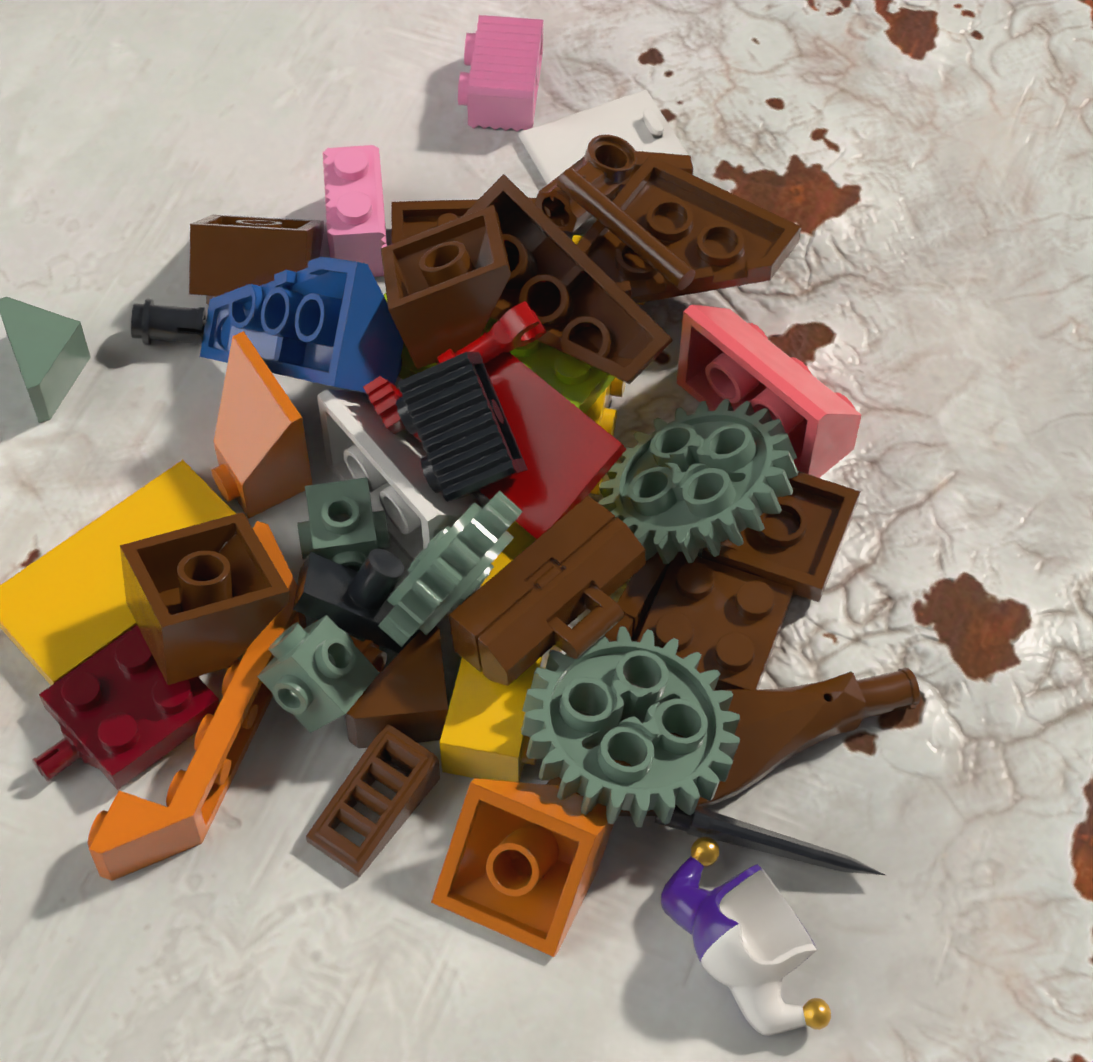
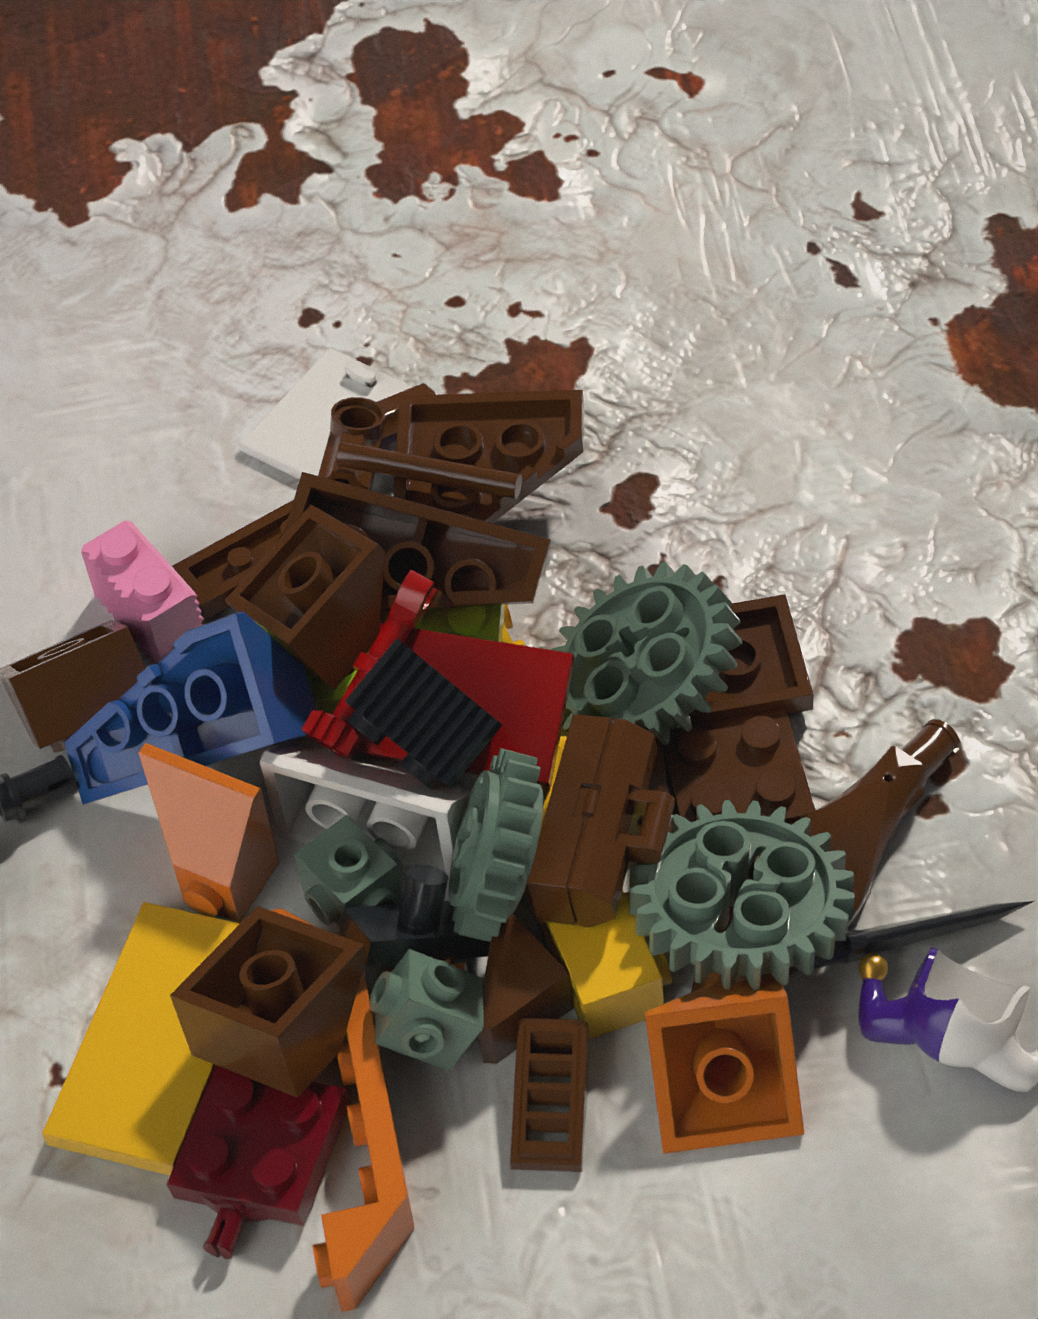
camera: 25 degrees left, 5 degrees down
(503, 72) = (190, 397): bright pink brick -> none
(737, 362) = (604, 540): coral slope -> none

